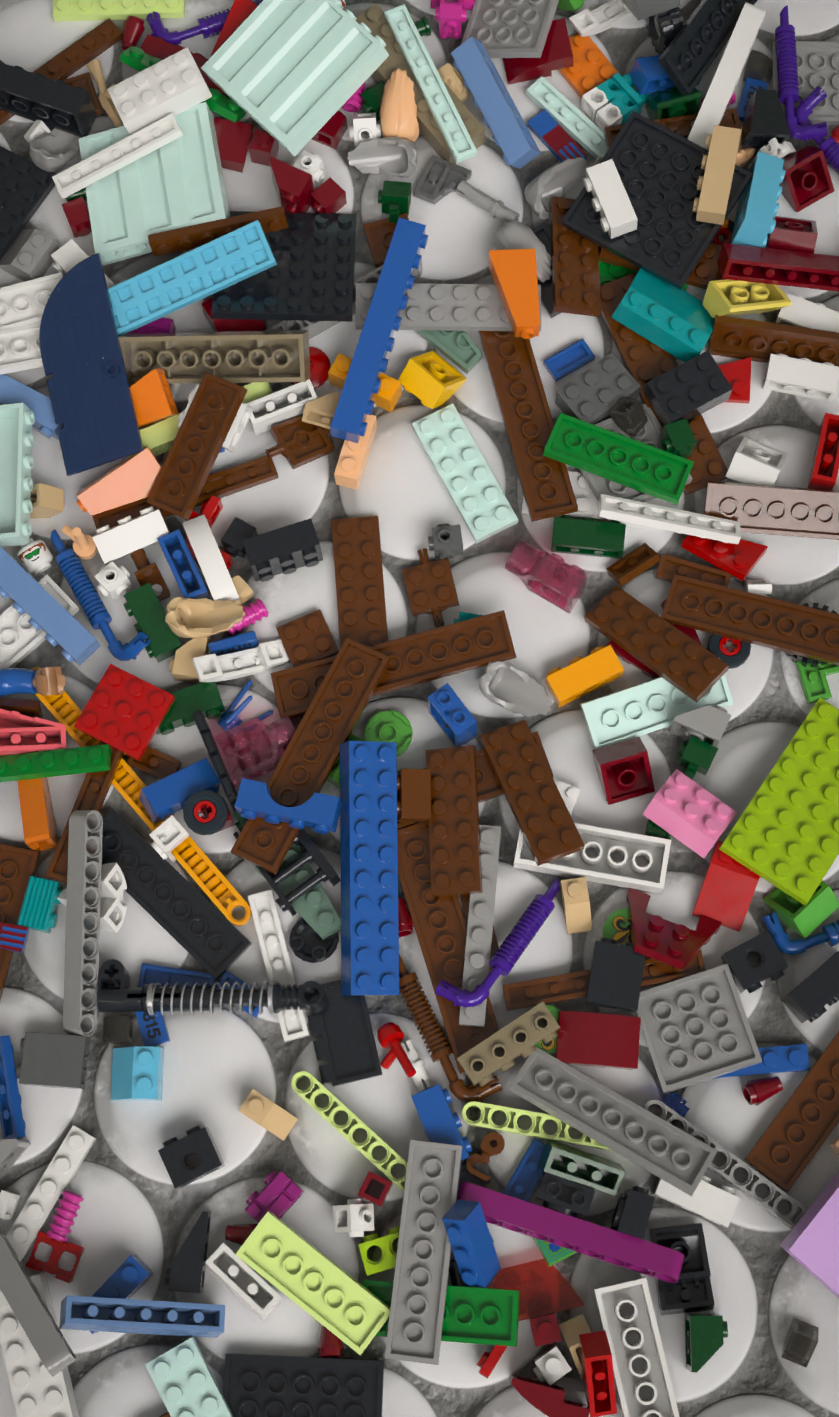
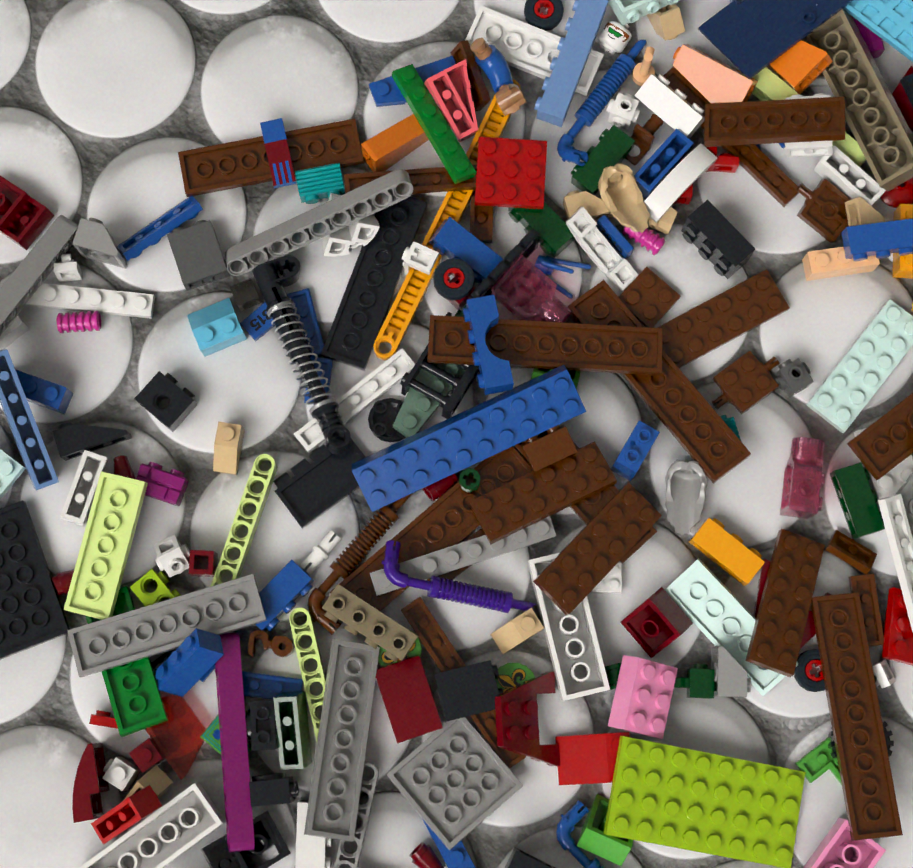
camera: 60 degrees right, 5 degrees up
(52, 1264) = (36, 330): red piece -> none
(234, 535) = (714, 193): black brick -> none
(389, 1037) = (335, 520): red piece -> none
(390, 727) = (600, 404): bright green tile -> none
(410, 893) = (465, 474): none -> dark green bush
(676, 1103) = (382, 789): clear blue plate -> none
(770, 963) = (537, 823): black brick -> none

